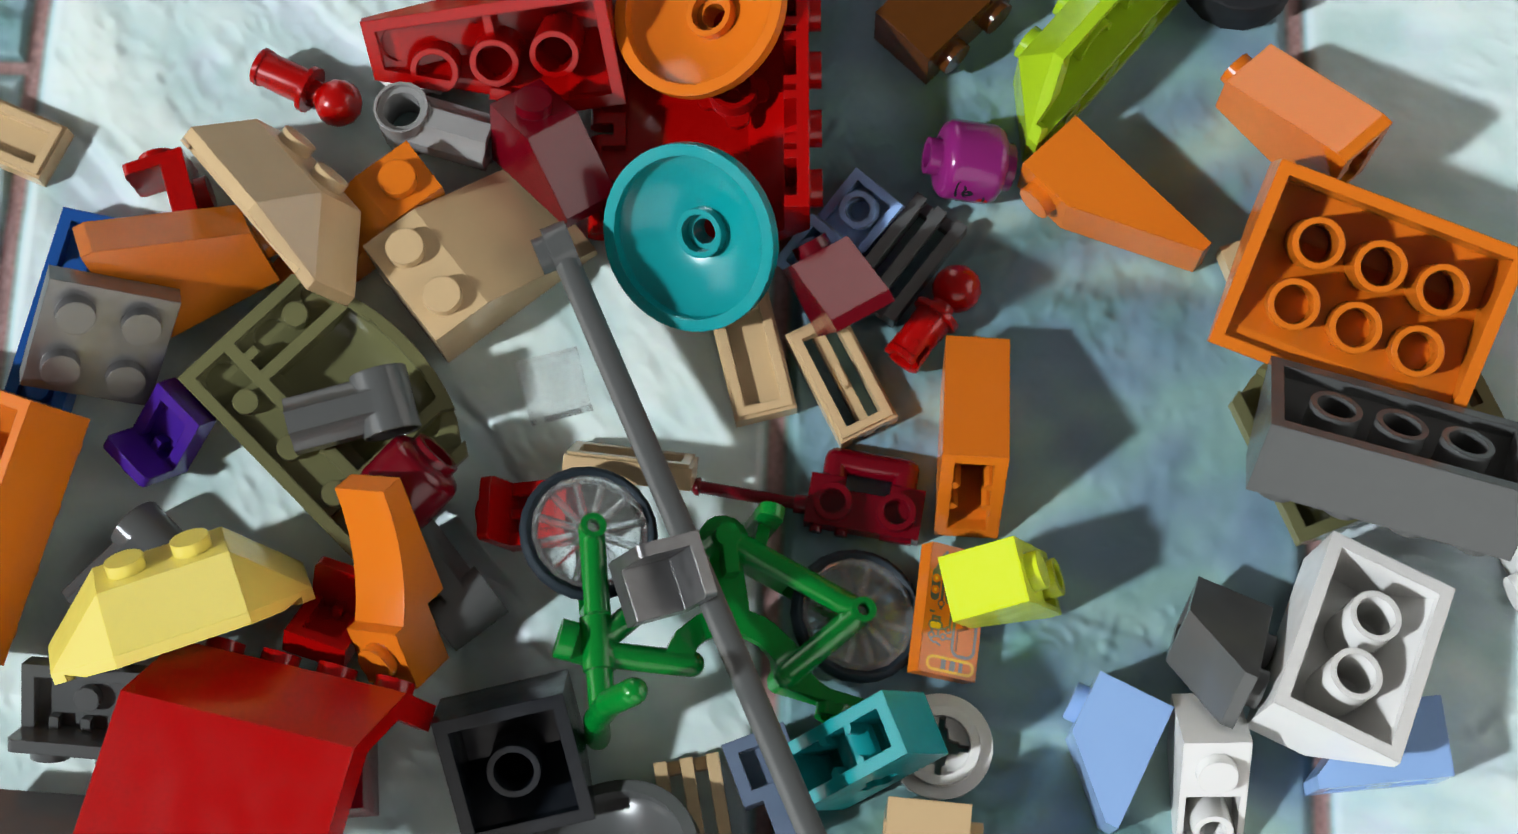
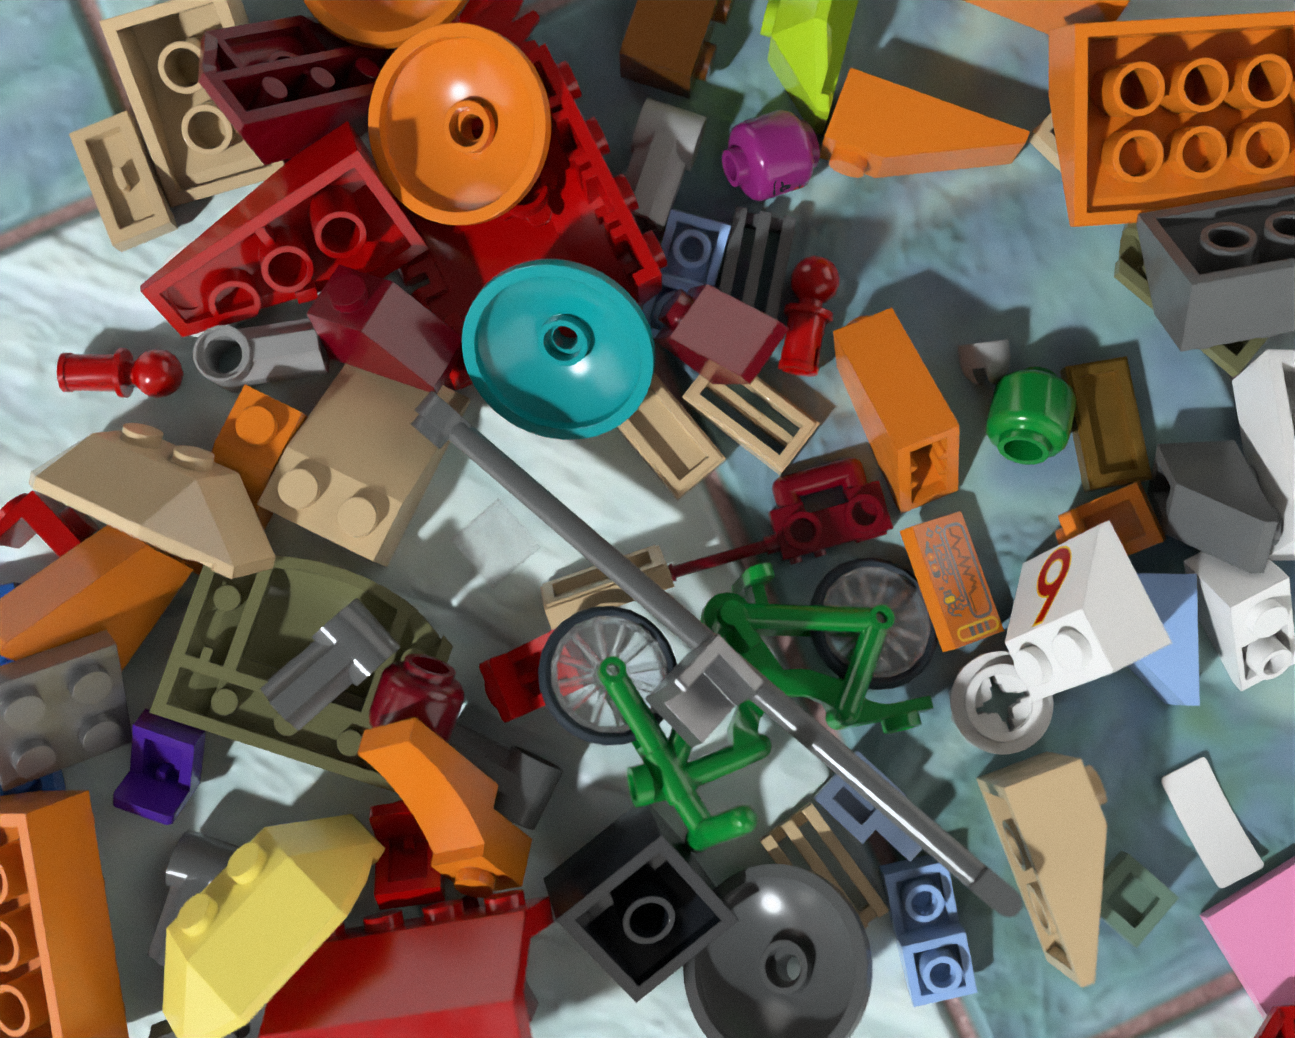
camera: 25 degrees left, 10 degrees up
(867, 748) = (952, 743): teal brick -> none
(877, 112) = (662, 151): none -> light grey piece
(1001, 583) = (994, 538): neon yellow slope -> none
(1044, 693) = (1080, 614): none -> white slope
(1078, 431) = (983, 359): none -> light grey hinge
(1094, 497) = (1031, 415): none -> green head
(1116, 633) = (1128, 513): none -> orange bracket
(1164, 542) = (1107, 425): none -> pearl gold tile

